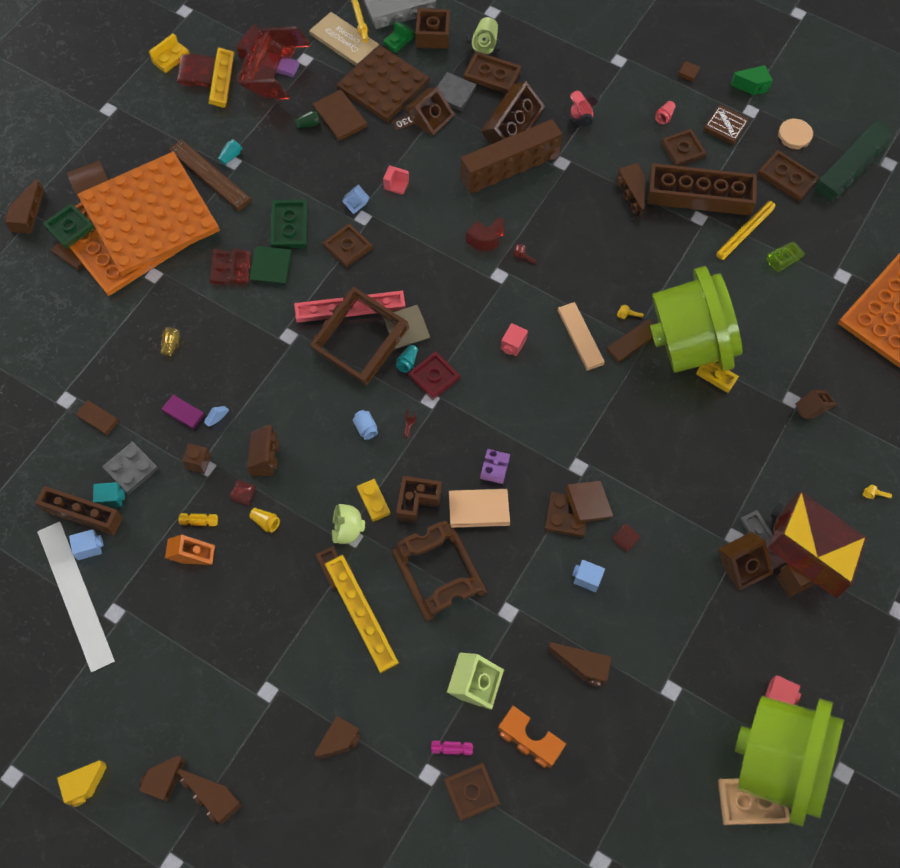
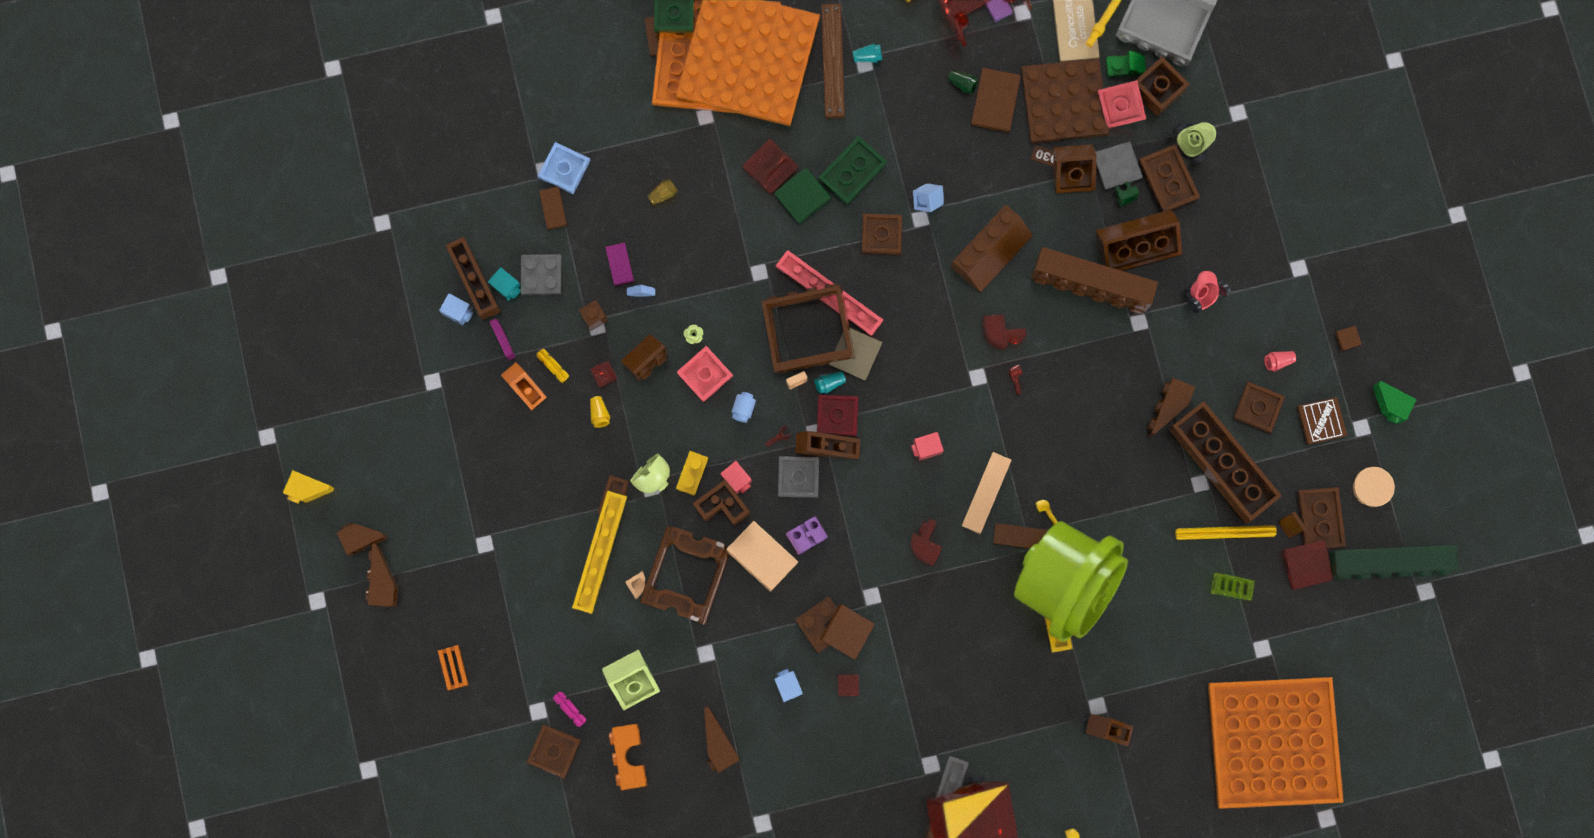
camera: 45 degrees right, 15 degrees up
(76, 597) = (417, 341): white sticker -> none
(80, 385) = (564, 168): none -> light blue tile
(142, 533) = (502, 339): none -> magenta tile
(282, 415) = (693, 329): none -> yellowish green plate
(316, 428) = (704, 374): none -> coral plate
(316, 796) = (445, 669): none -> orange tile
(338, 739) = (499, 626): reddish brown slope -> none
(384, 376) = (796, 380): none -> light nougat tile
(396, 180) = (978, 210): coral panel -> none
(407, 468) = (737, 478): none -> coral brick
(410, 611) = (637, 584): none -> light nougat tile
(421, 52) = (1122, 104): none -> coral plate
(428, 194) = (992, 248): none -> reddish brown slope
(447, 397) = (827, 445): none -> reddish brown slope
(449, 436) = (798, 477): none -> flat silver tile
(477, 100) = (1126, 196): none -> dark green tile
(576, 403) = (922, 548): none -> clear red brick
(746, 560) = (914, 788): reddish brown slope -> none
(777, 191) = (1292, 524): none -> reddish brown slope
(812, 204) = (1308, 565): none -> clear red slope

